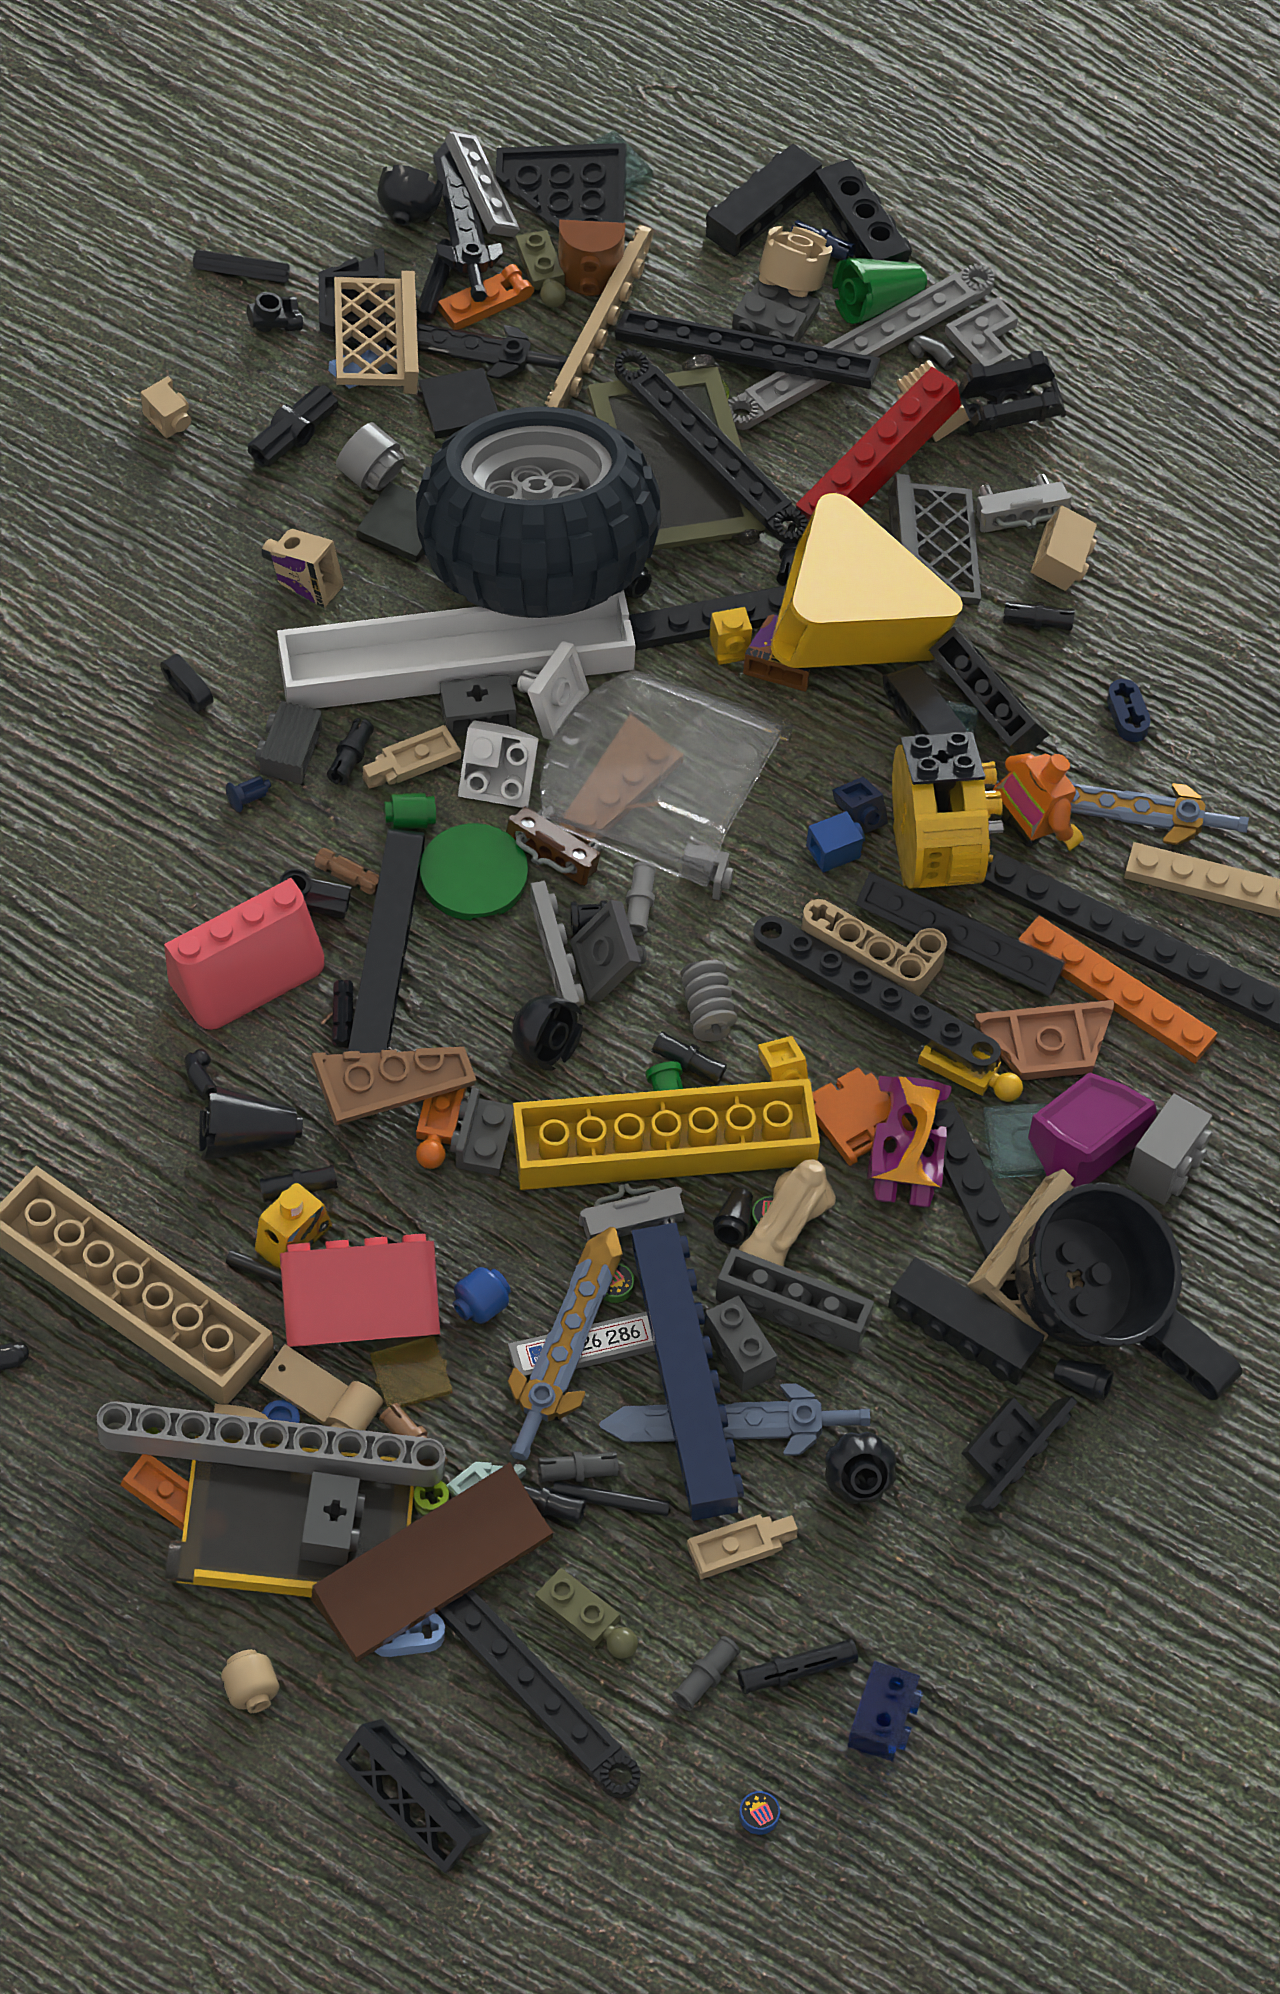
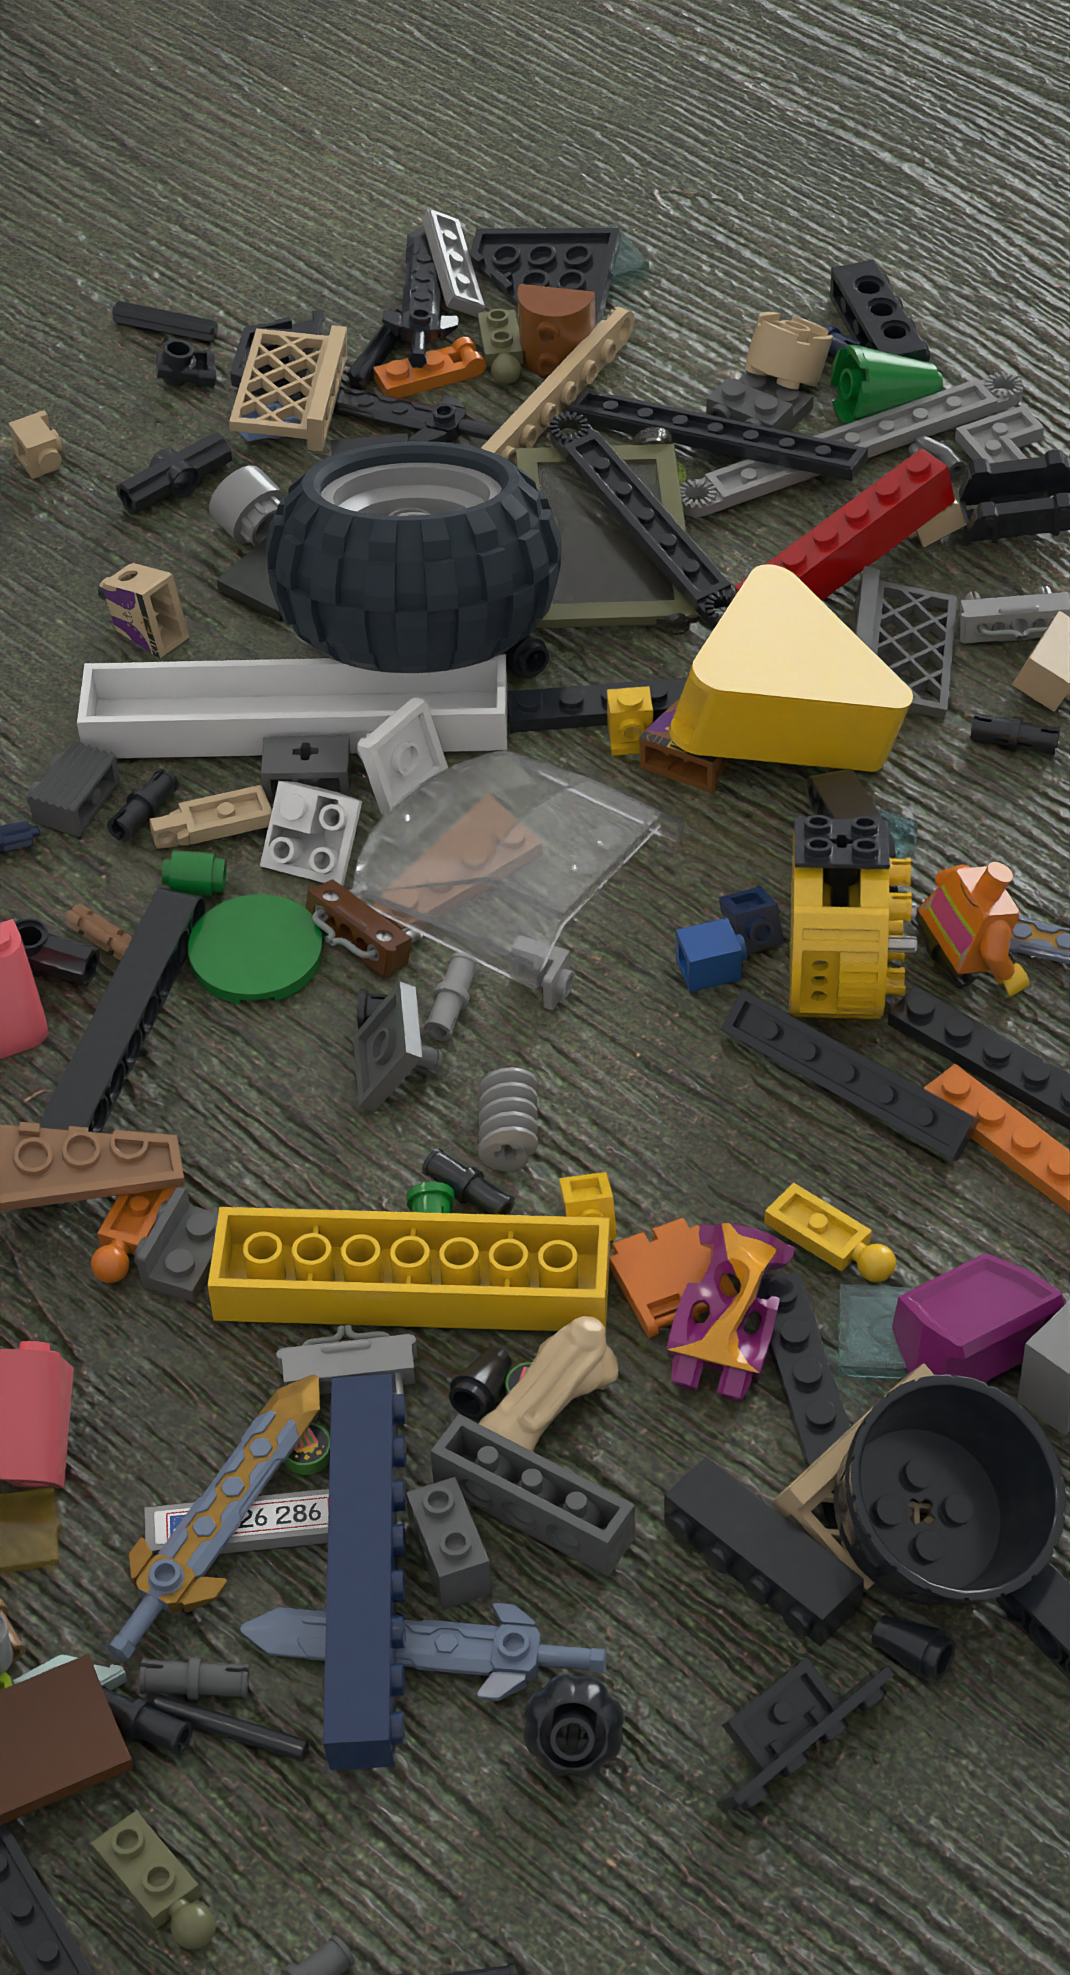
camera: 15 degrees right, 10 degrees down
(342, 1013) = (55, 1066): black axle -> none
(408, 194) = (365, 262): black cylinder -> none
(481, 1295) = (123, 1441): blue head -> none
(547, 1030) = (293, 1132): black cylinder -> none
(553, 940) = (332, 1058): light grey plate -> none
(739, 1544) = (389, 1810): tan hinge -> none
(762, 200) = (781, 286): black brick -> none
(833, 925) = (755, 1105): tan beam -> none
(876, 994) = (727, 1135): black plate -> none
(988, 692) = (932, 801): black brick -> none
(1049, 1038) = (941, 1210): nougat wing -> none

